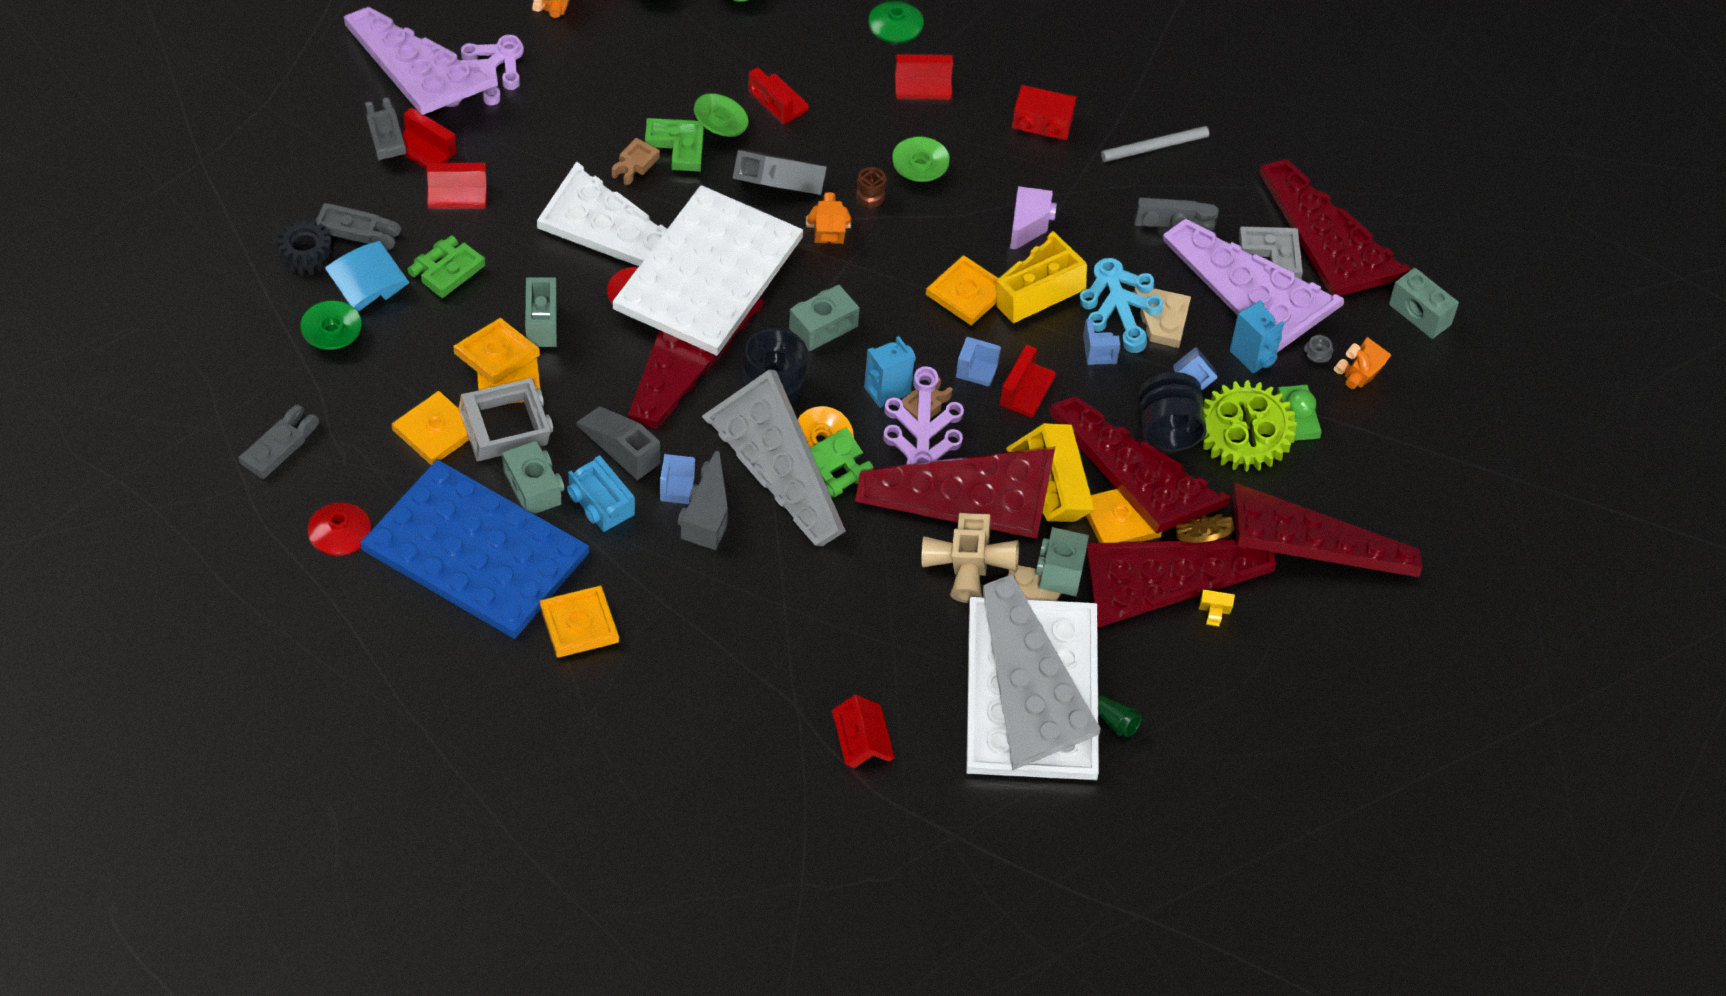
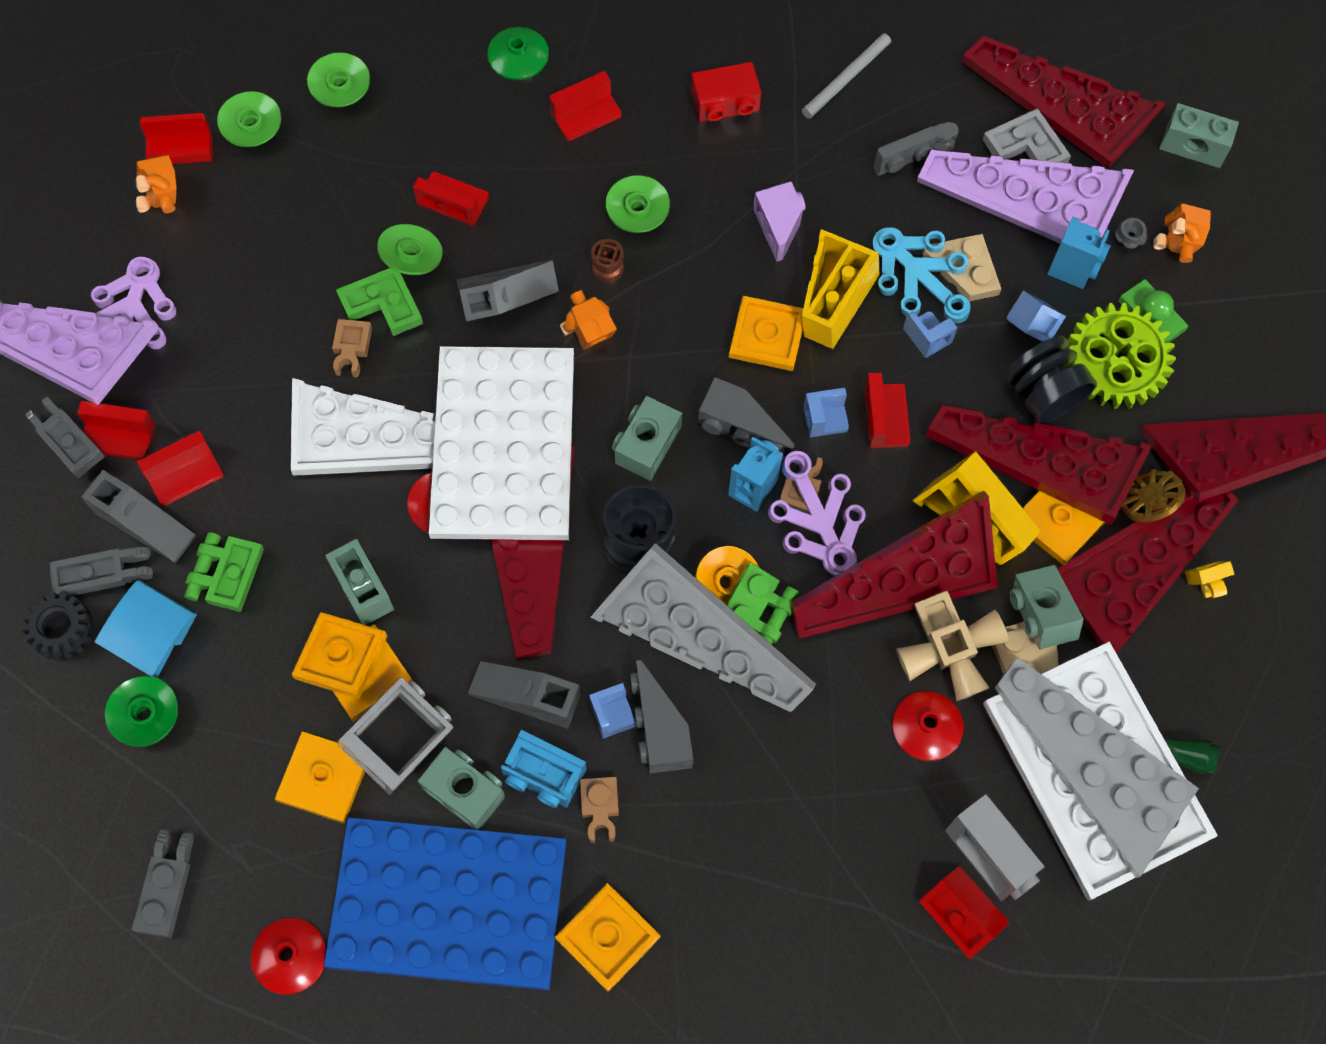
camera: 25 degrees left, 15 degrees up
(404, 199) = (137, 516): none -> dark grey slope
(629, 537) = (599, 801): none -> medium nougat plate
(903, 320) = (737, 415): none -> dark grey slope
(910, 693) = (995, 849): none -> light grey window
(916, 615) = (918, 739): none -> red dish

